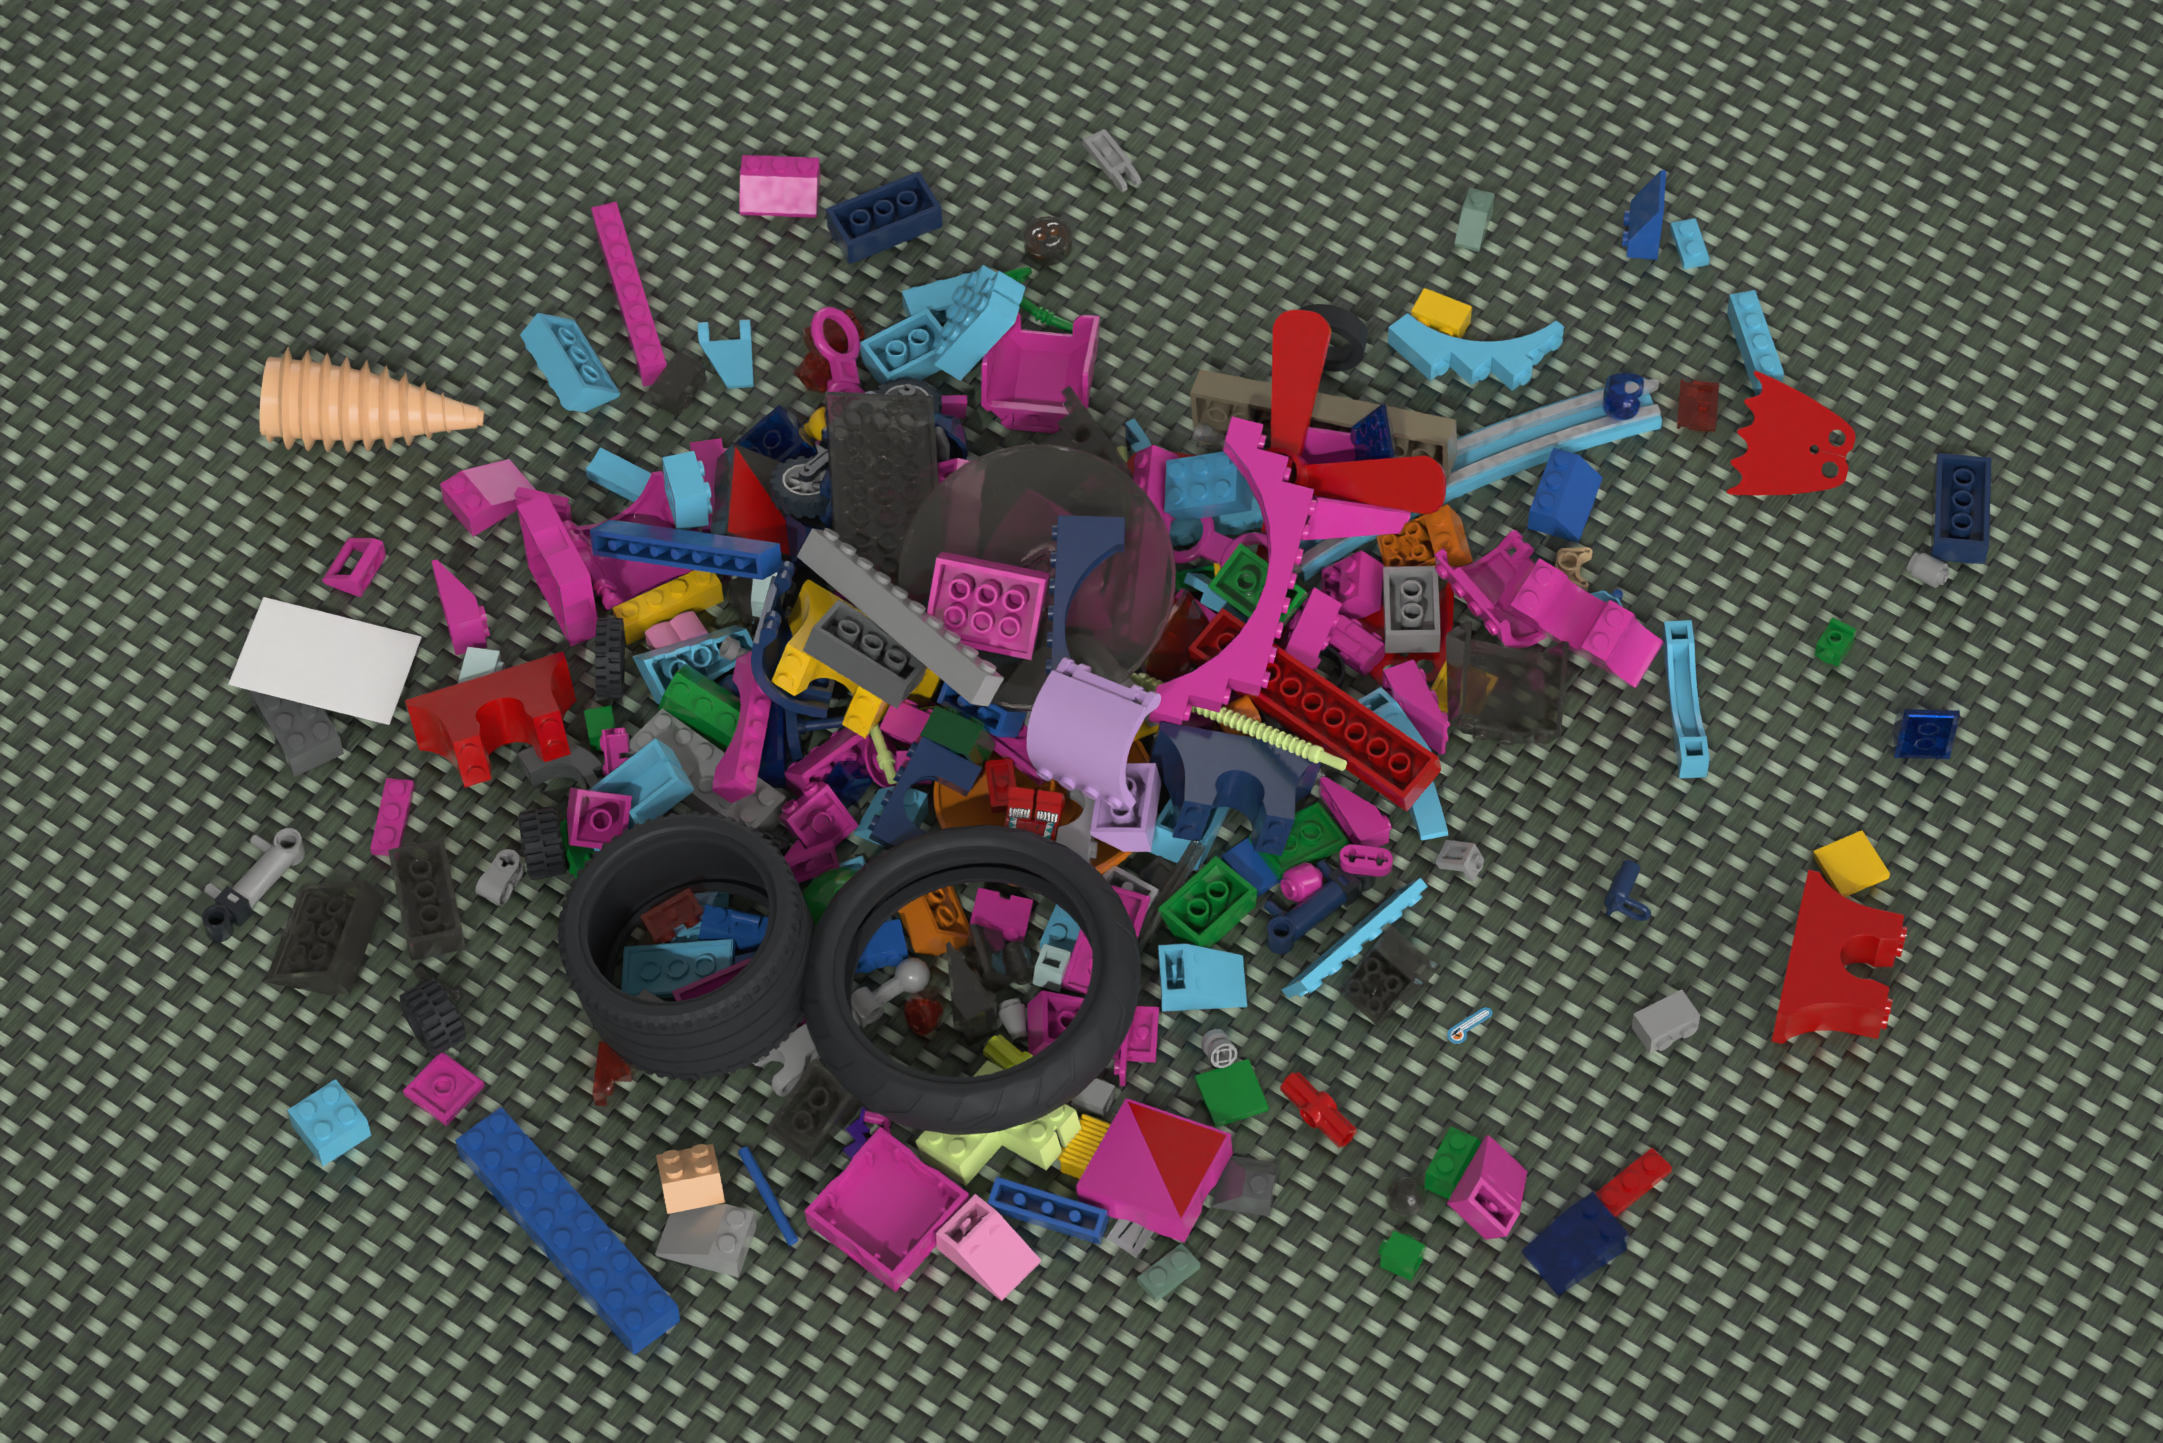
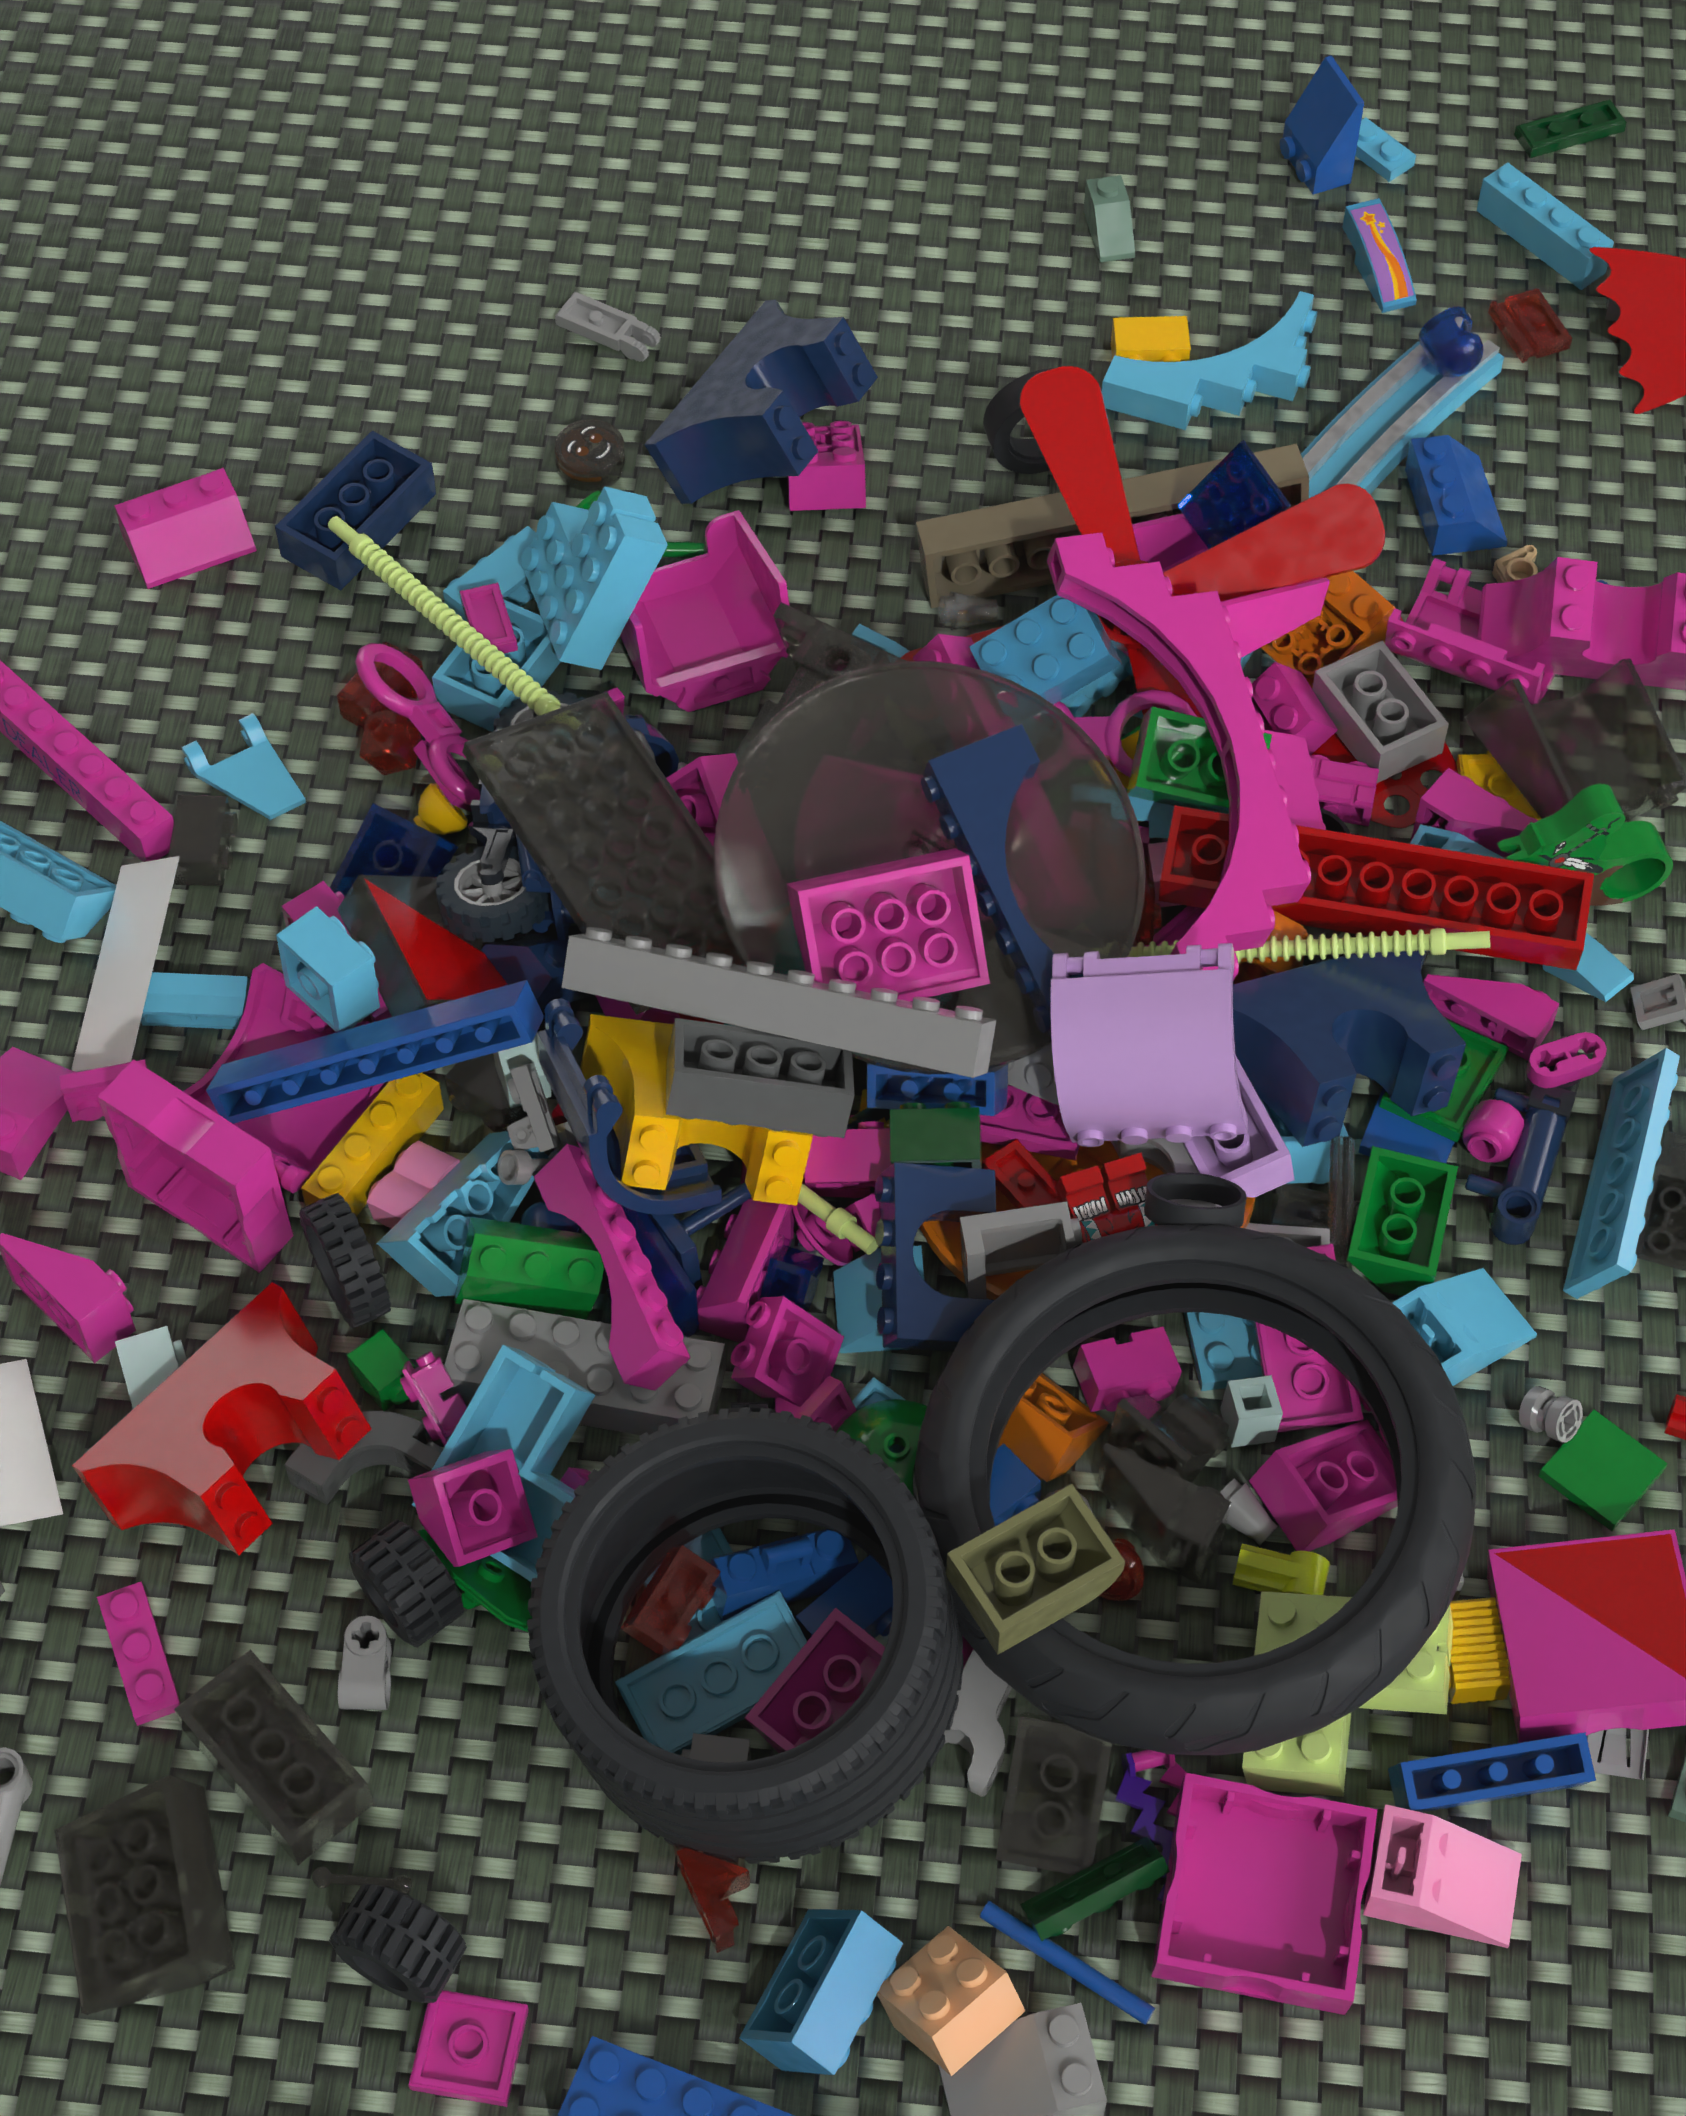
camera: 30 degrees left, 0 degrees up
(594, 438) = (125, 964): none -> white sticker
(628, 1142) = (822, 1991): none -> dark azure brick
(754, 605) = (538, 1127): none -> light grey hinge
(802, 1165) = (1095, 1888): none -> dark green plate
(840, 973) = (1034, 1568): none -> olive brick
(884, 310) = (445, 619): none -> yellowish green hose
(912, 322) = (489, 616): none -> dark pink tile
(961, 808) = (1014, 1242): none -> light grey panel
(1073, 822) = (1194, 1187): none -> black tyre
(1149, 250) = (748, 403): none -> dark blue piece
(1184, 308) = (834, 474): none -> dark pink slope
(1463, 754) = (1595, 839): none -> green animal
(1632, 318) = (1379, 255): none -> slope
(1830, 282) = (1570, 128): none -> dark green tile

